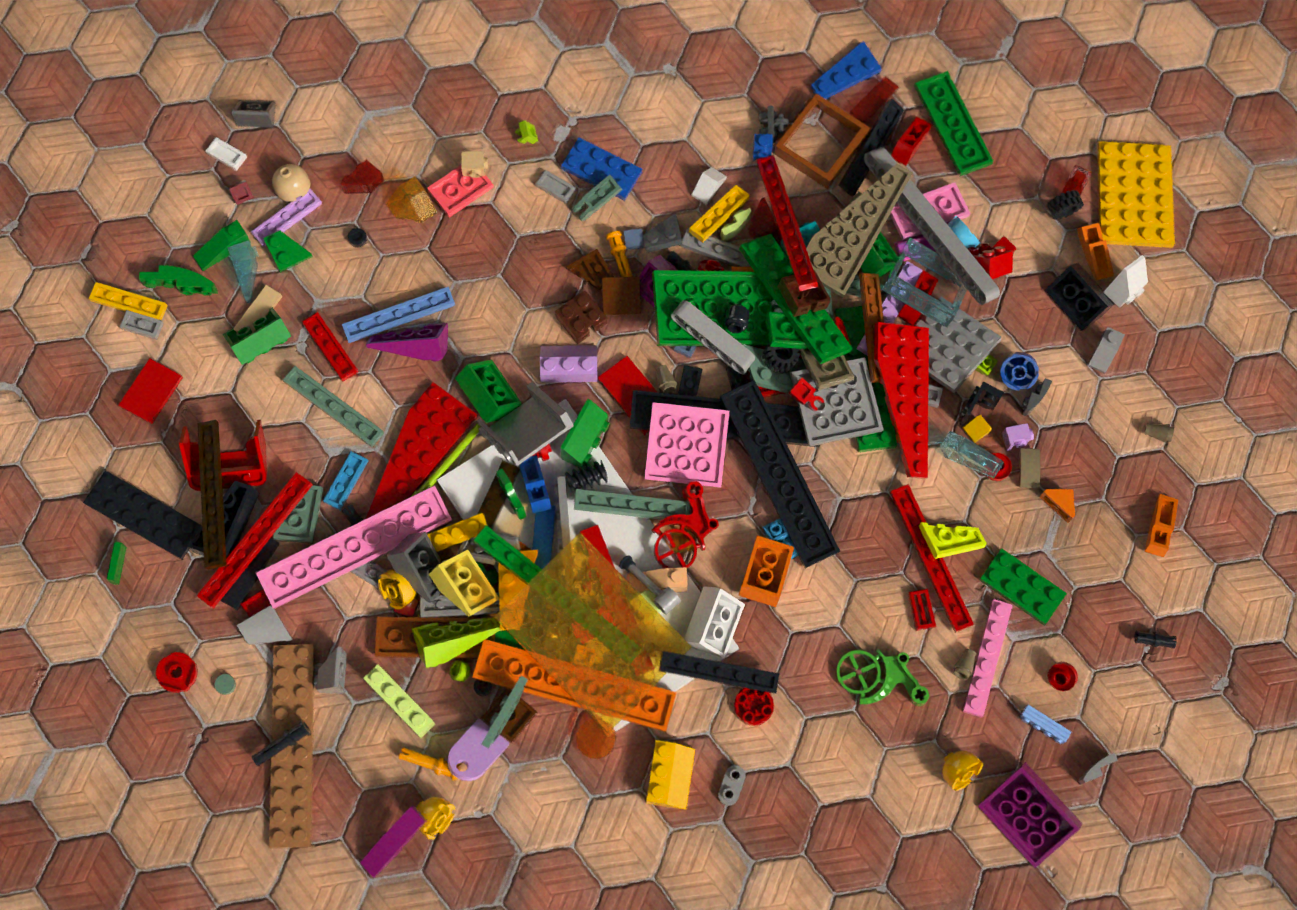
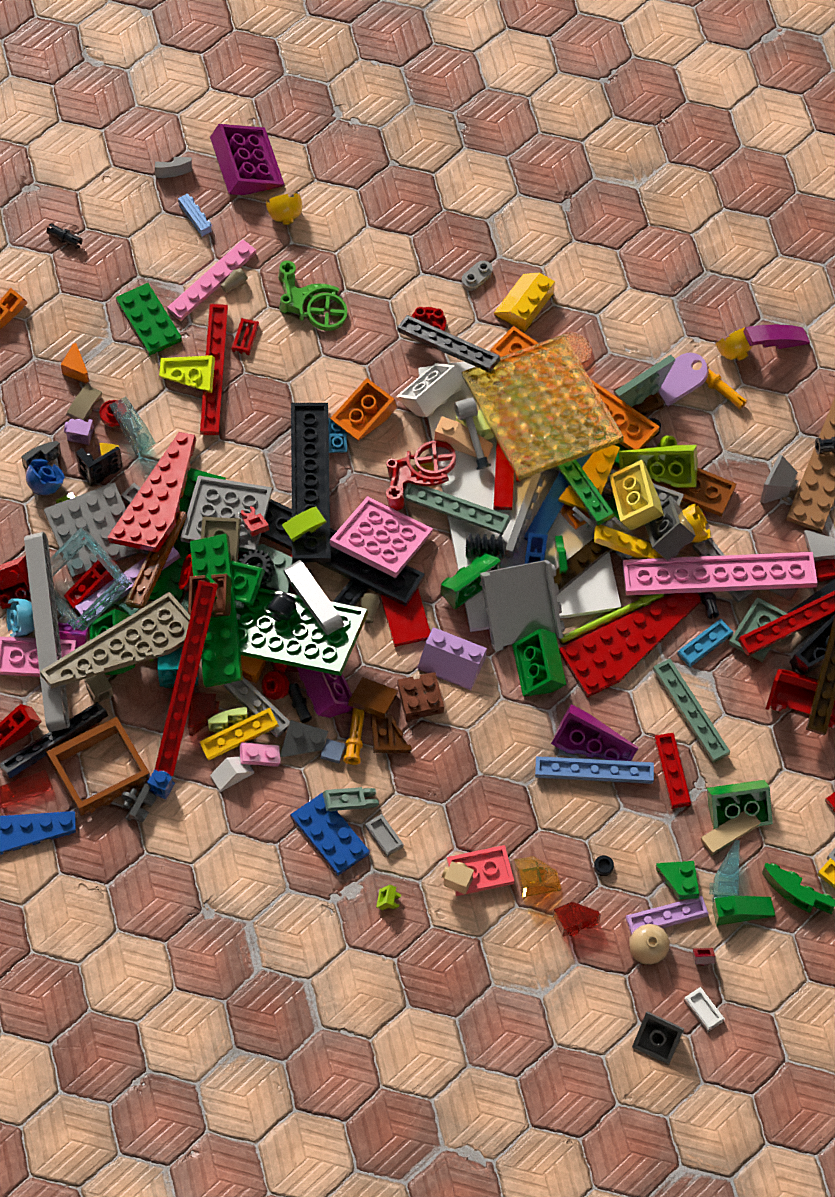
camera: 155 degrees left, 10 degrees down
(399, 701) = (729, 440): yellowish green brick -> none
(693, 206) = (259, 754): none -> bright pink plate
(760, 413) = (304, 522): none -> lime slope
(1062, 676) = (159, 238): red plate -> none

